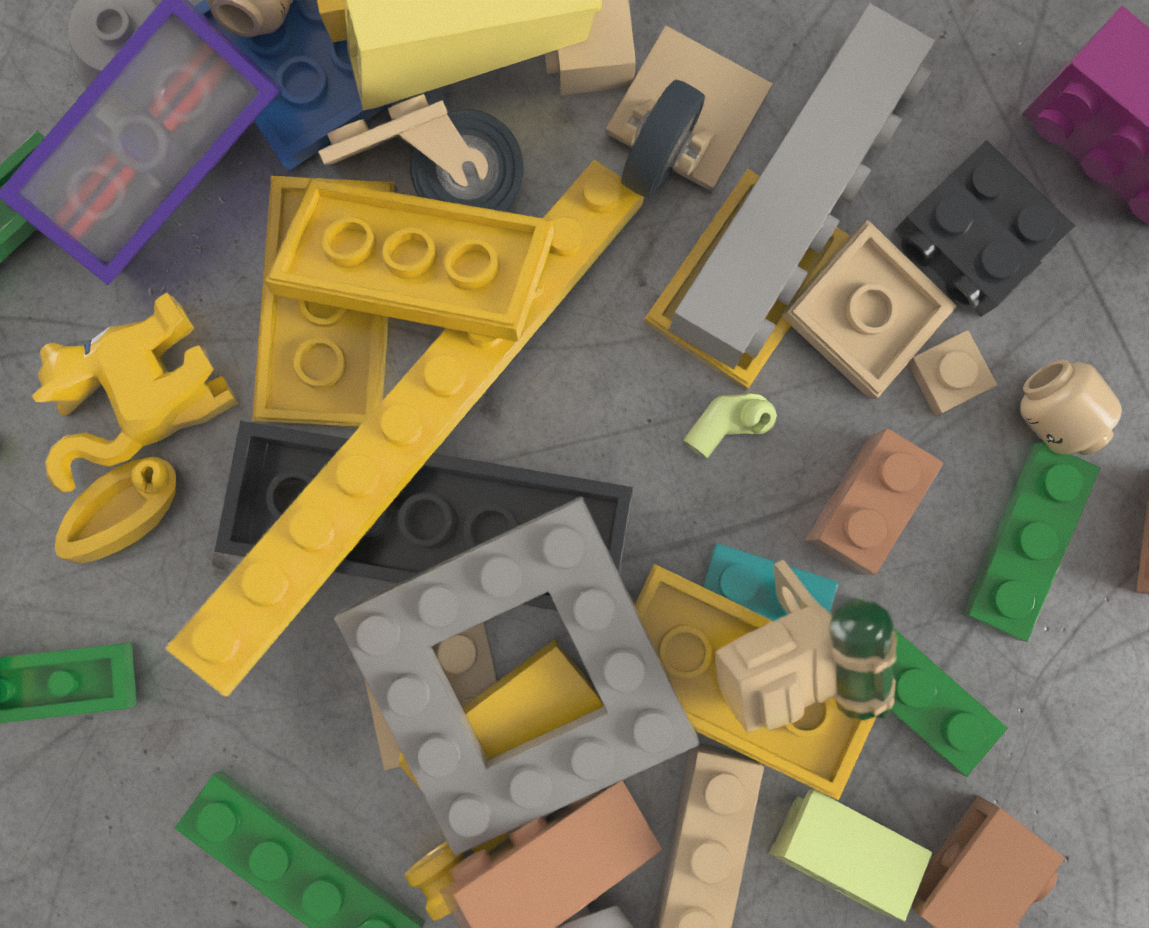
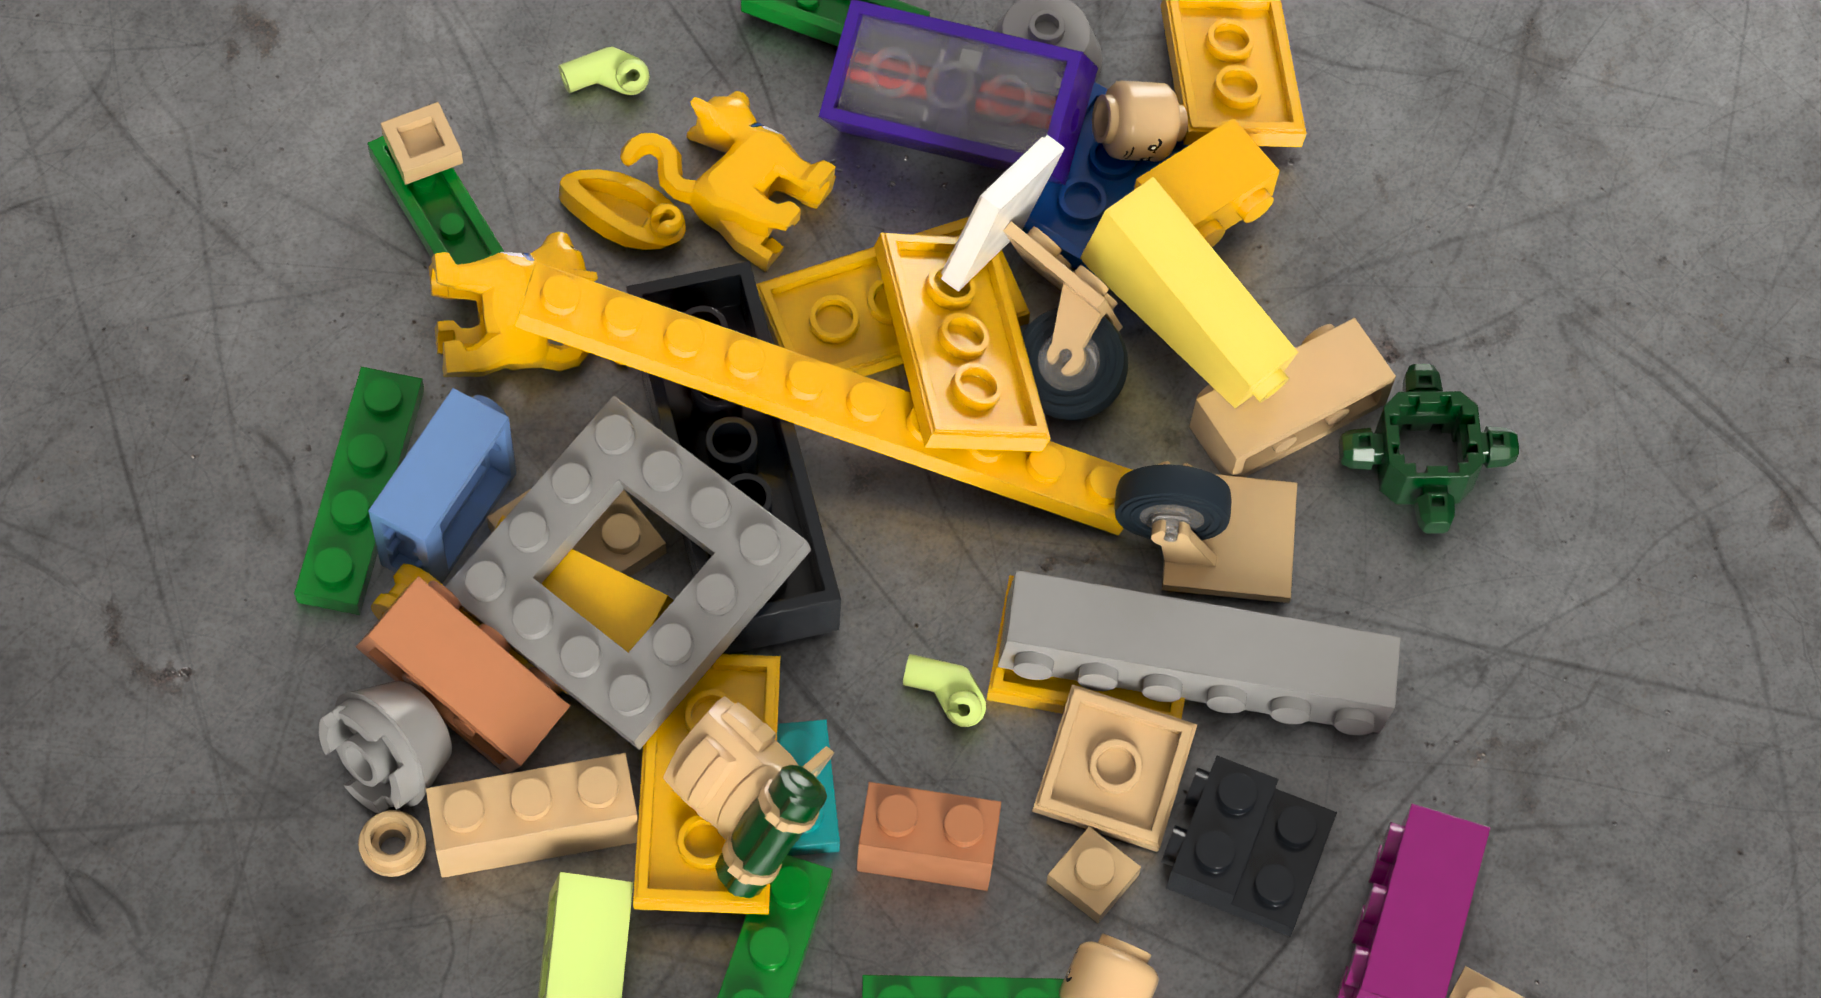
camera: 60 degrees right, 20 degrees down
(149, 669) = (499, 289): none -> yellow animal
(303, 152) = (1005, 201): none -> white tile
(348, 813) = (445, 486): none -> medium blue window

